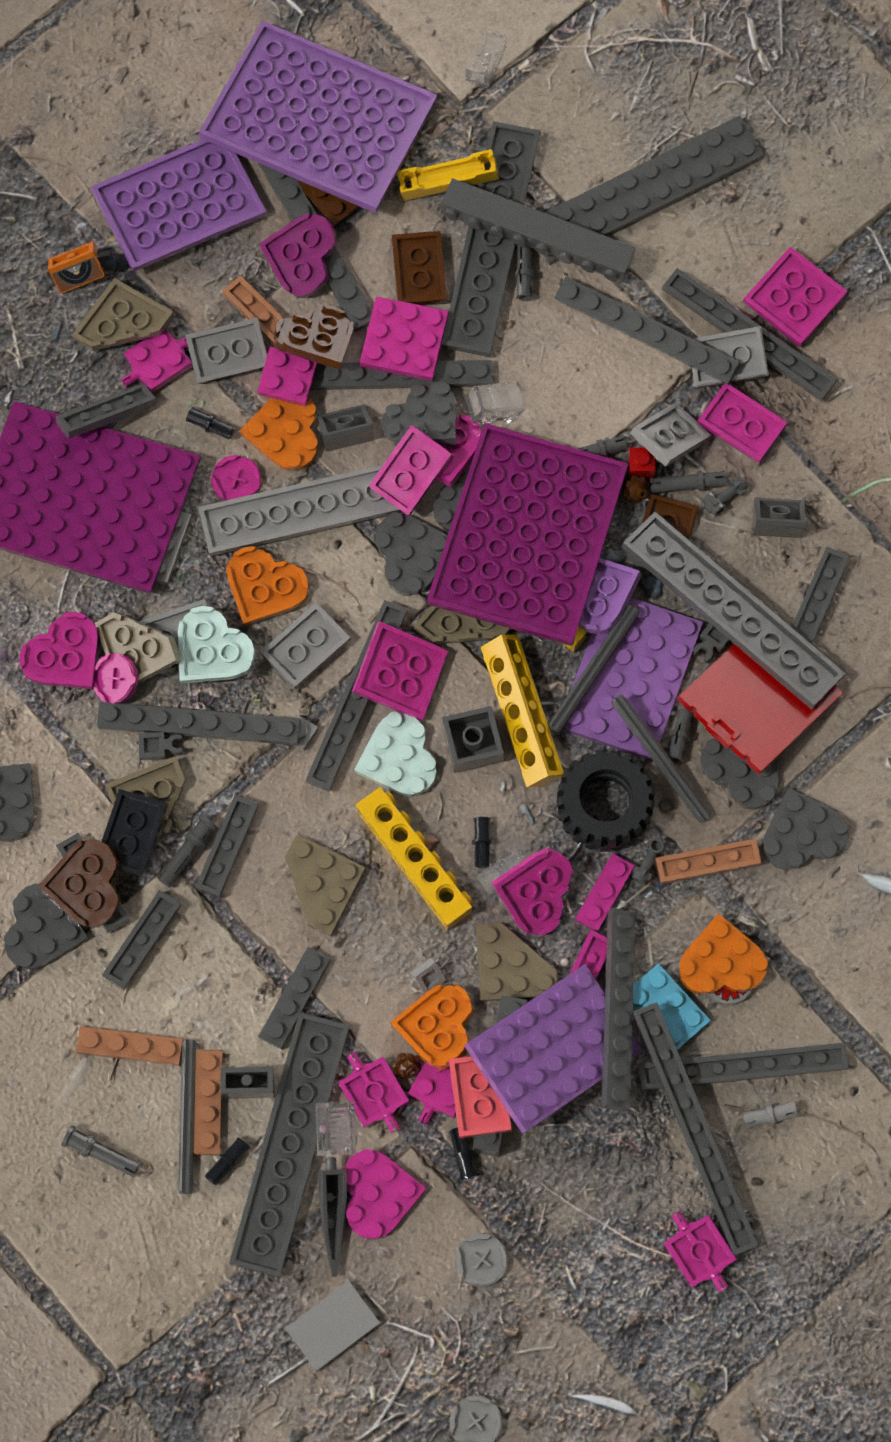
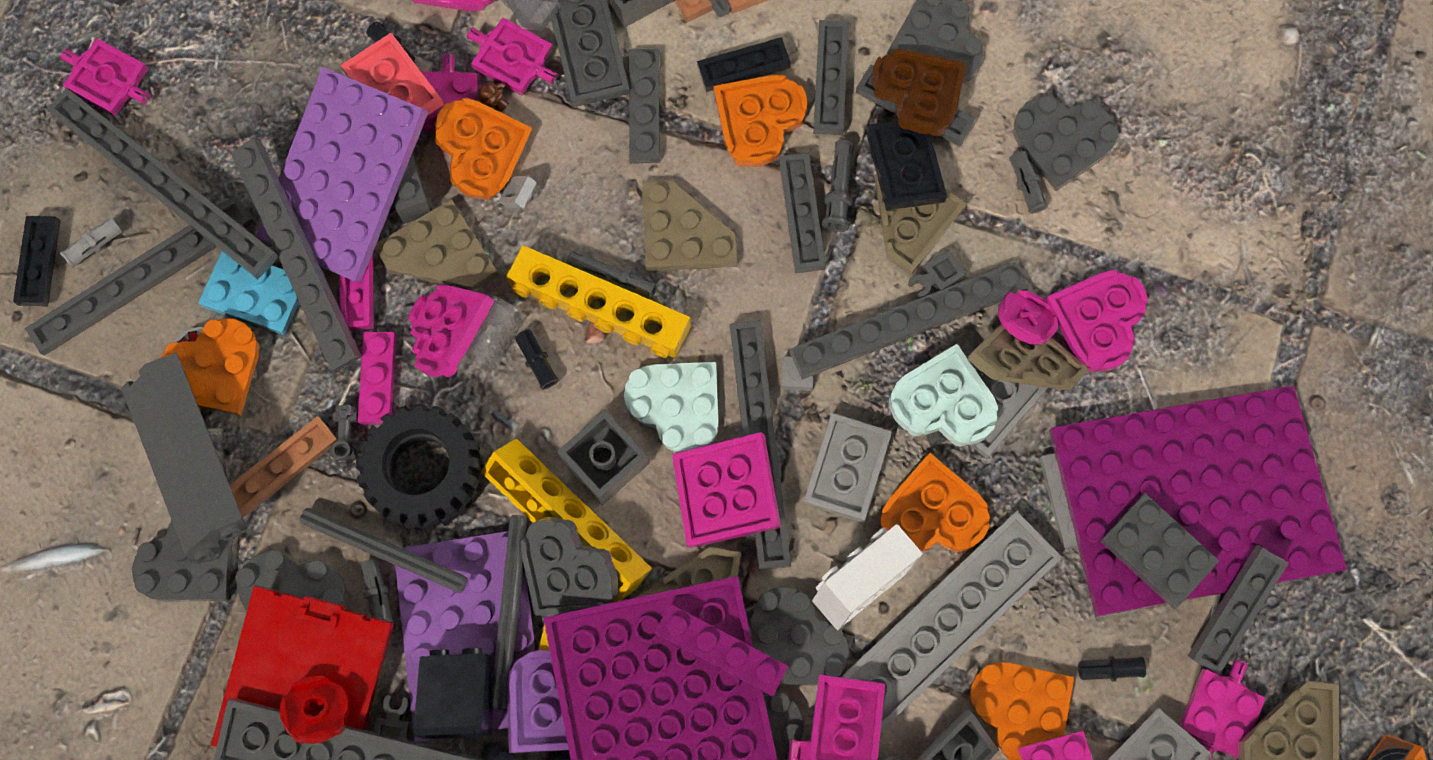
camera: 155 degrees right, 0 degrees up
(48, 779) = (1028, 182): none -> dark grey pin
(133, 471) = (1159, 551): none -> dark grey plate
(200, 987) = (744, 63): none -> black plate
(214, 940) = (757, 116): none -> orange plate
(235, 478) = (1041, 619): dark pink tile -> none
(339, 557) = (865, 575): none -> white brick
(387, 866) = (613, 275): none -> dark grey pin
(465, 558) = (721, 649): none -> magenta plate
(543, 671) = (564, 572): none -> dark grey plate
(659, 626) = (453, 695): none -> black slope
(749, 652) = (319, 728): none -> red plate
(770, 891) = (183, 458): none -> dark grey panel
(818, 1121) = (36, 261): none -> black plate

